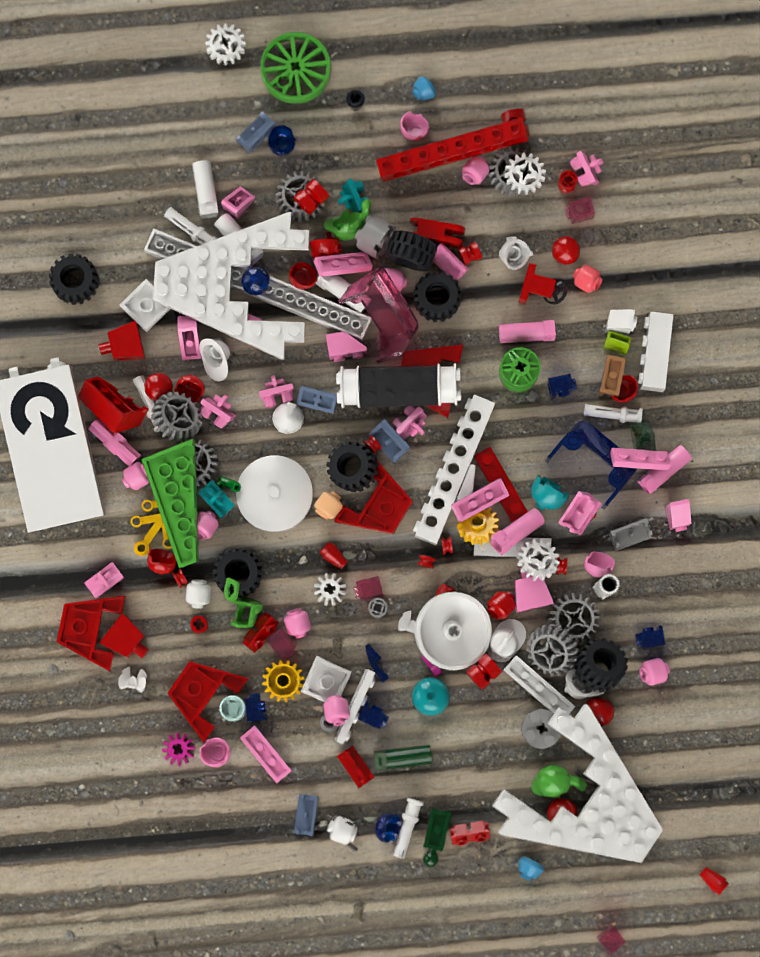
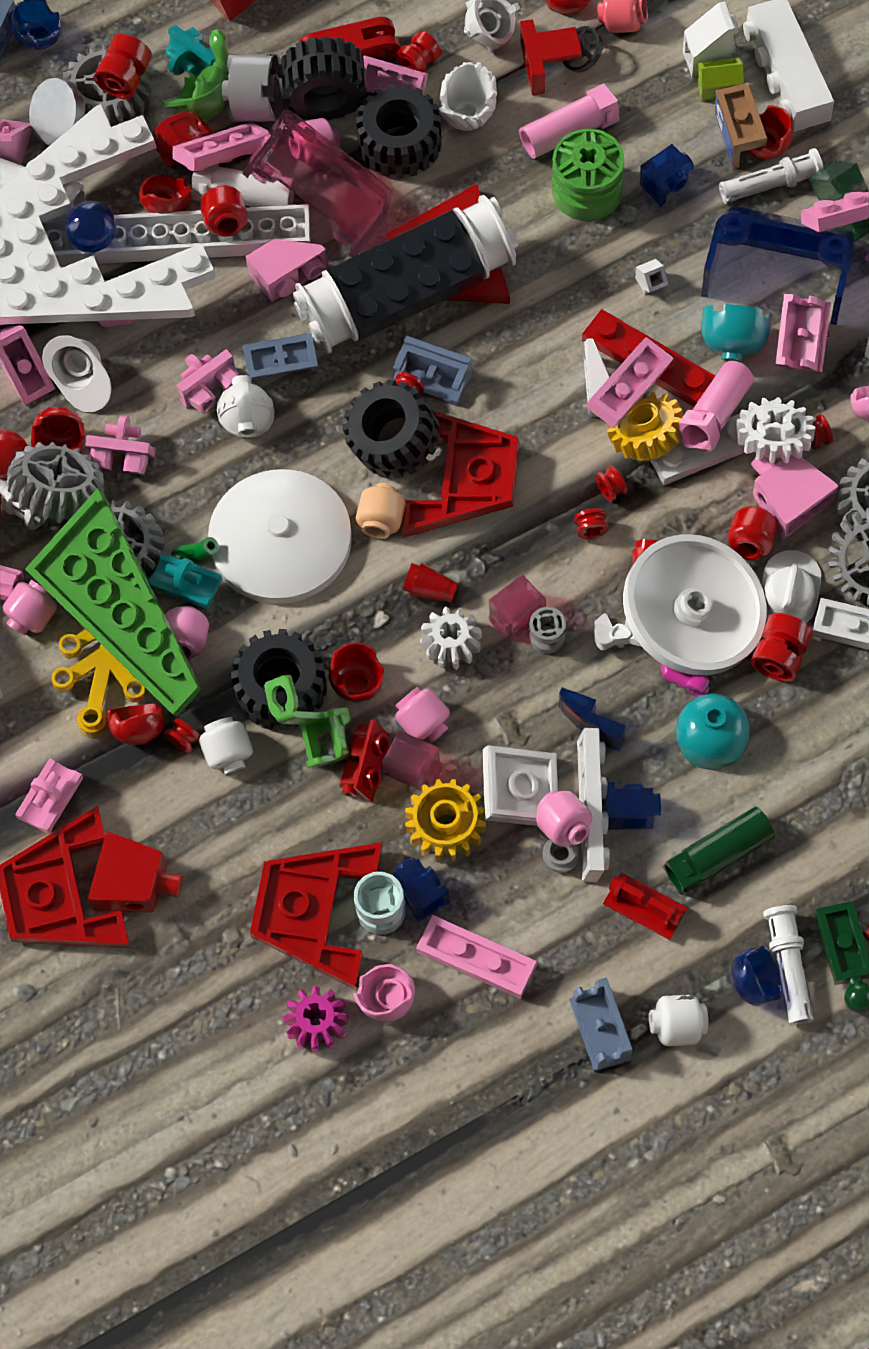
camera: 20 degrees left, 15 degrees down
(132, 682) = (179, 945): white piece -> none
(194, 628) = (258, 789): red bush -> none
(268, 200) = (54, 109): none -> tile
(276, 587) = (356, 672): none -> red hair
(325, 305) = (224, 211): none -> red head
(412, 424) = (457, 325): bright pink hips -> none
(480, 295) = (468, 96): none -> white hair
(484, 409) = (573, 478): white brick -> none
(523, 441) = (648, 269): none -> white piece

